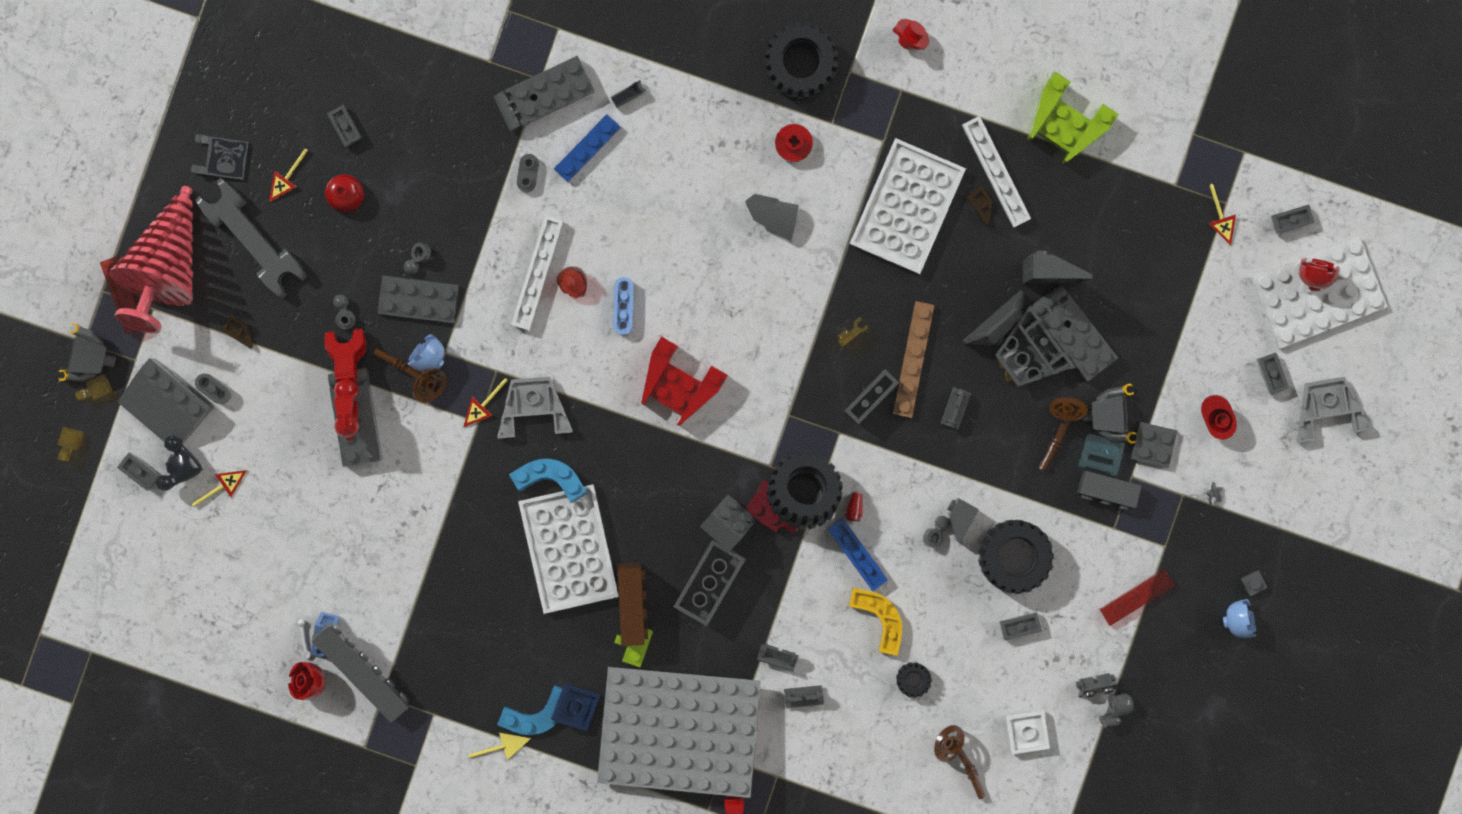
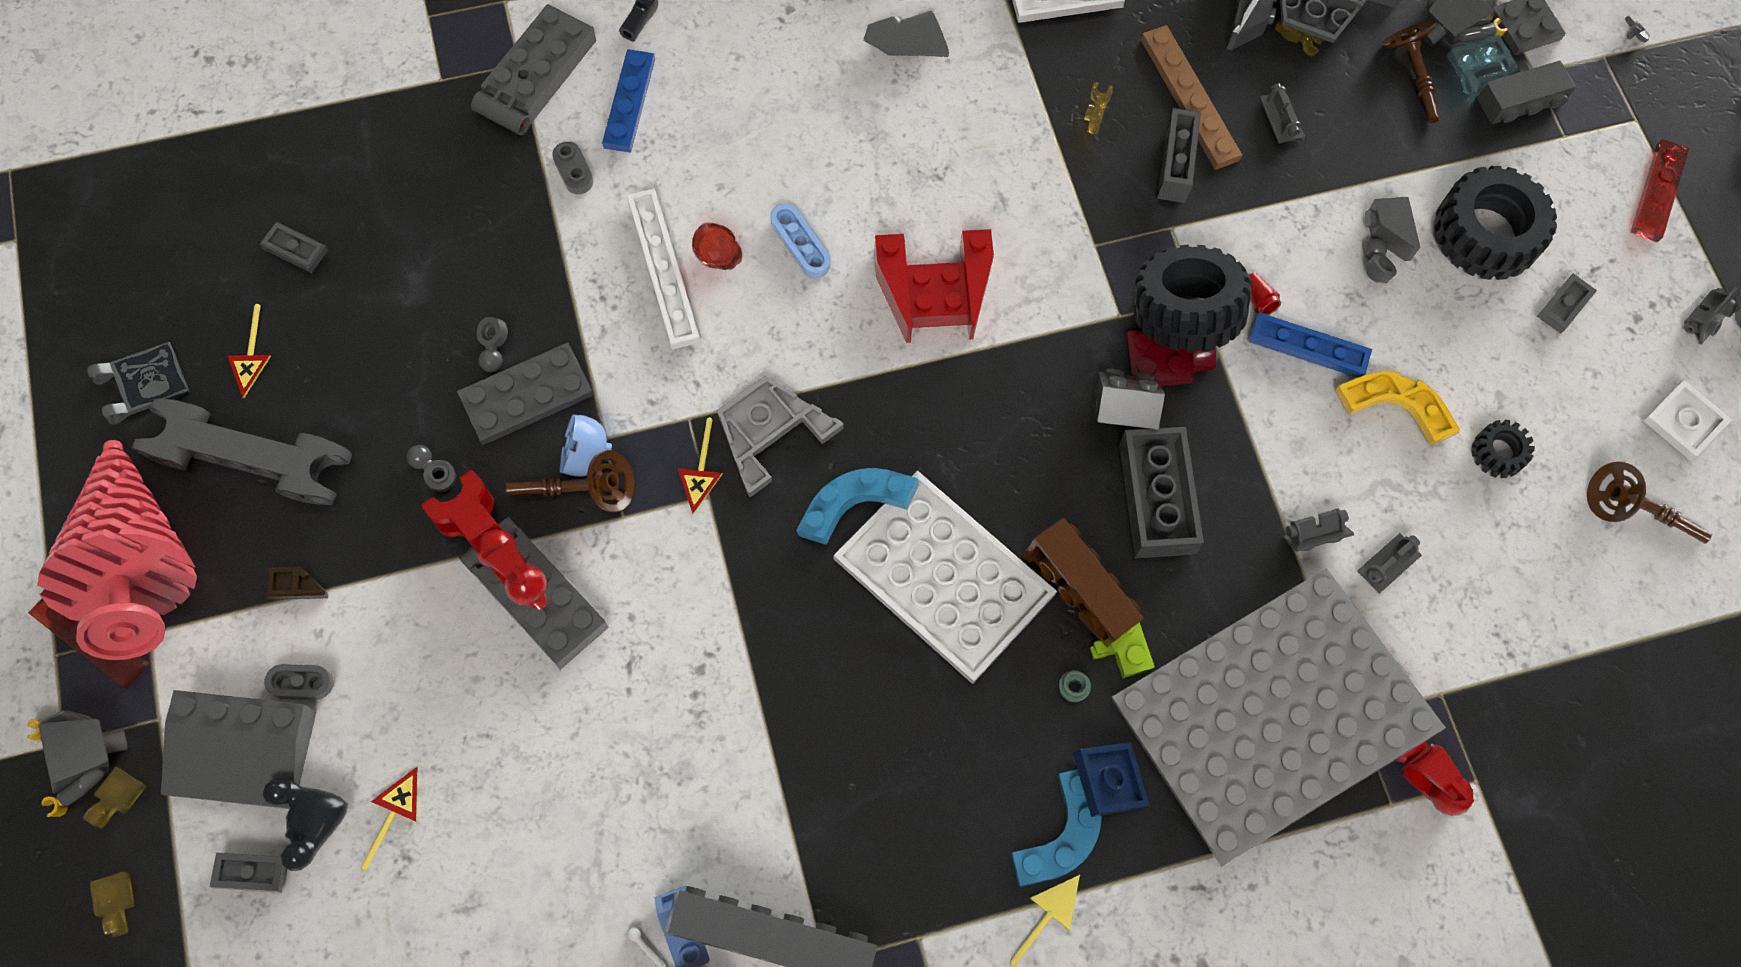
camera: 40 degrees left, 20 degrees down
(344, 193) = (341, 324): red cylinder -> none
(598, 653) = (1078, 677): none -> sand green plate

